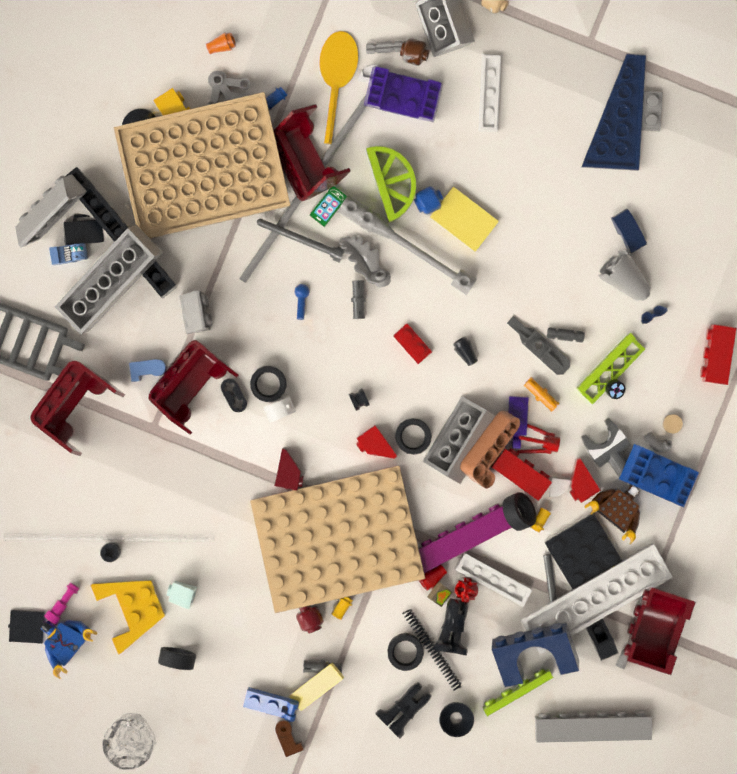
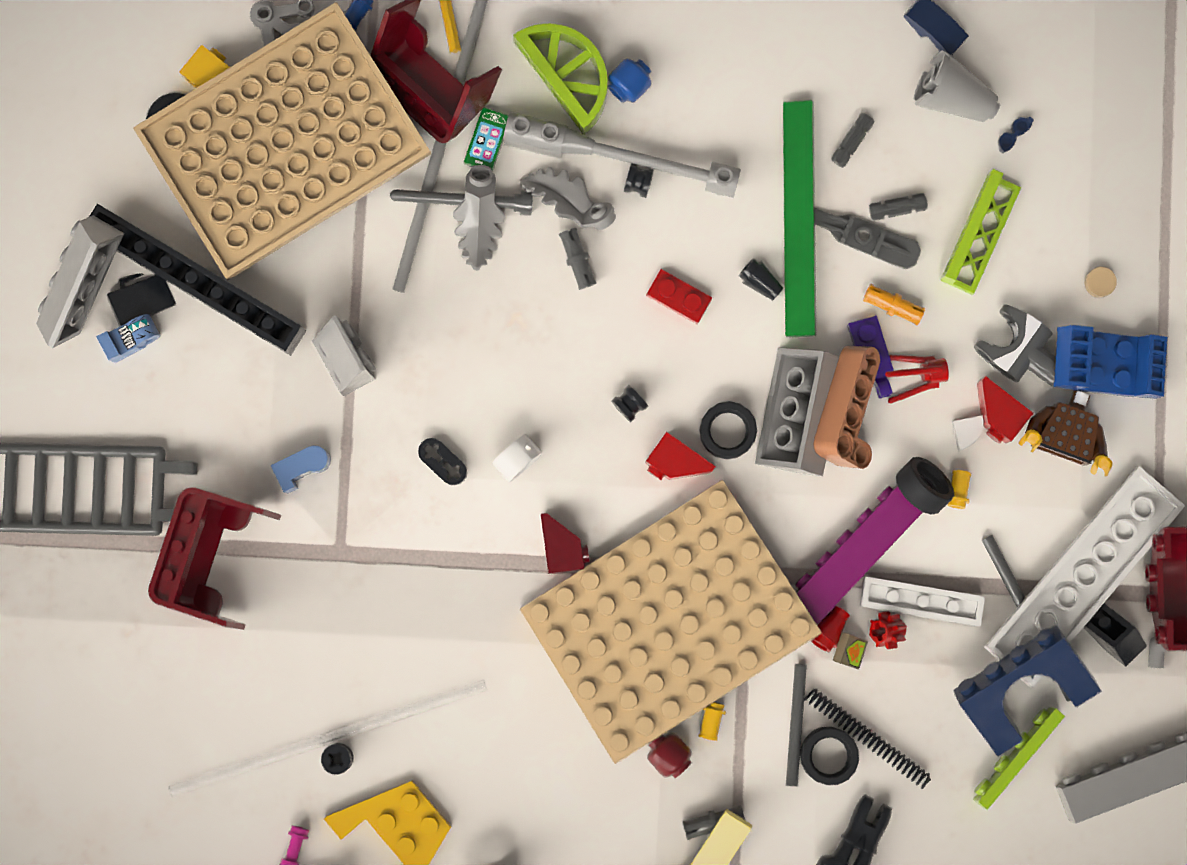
camera: 15 degrees left, 5 degrees down
(108, 279) = (198, 350): light grey brick -> none
(181, 594) = (465, 784): light aqua slope -> none
(185, 380) = (364, 462): dark red windscreen -> none
(268, 398) = (471, 411): black tyre -> none
(301, 292) = (491, 277): blue bar -> none
(306, 253) = (479, 216): none -> light grey plant
(392, 626) = (796, 725): none -> dark grey bar
(412, 264) = (638, 180): none -> black wheel
(454, 622) = (886, 686): black piece -> none
(456, 729) = (956, 838): black piece -> none
(464, 219) = (691, 91): light yellow tile -> none
(502, 321) = (799, 219): none -> green tile
(522, 473) = (908, 430): red brick -> none
(552, 284) = (852, 140): none -> dark grey axle
(583, 551) = (1038, 514): black plate -> none
(615, 389) = (999, 260): black tile -> none
(658, 444) = (1096, 318): light grey arm -> none
(718, 354) = (1131, 158): red brick -> none

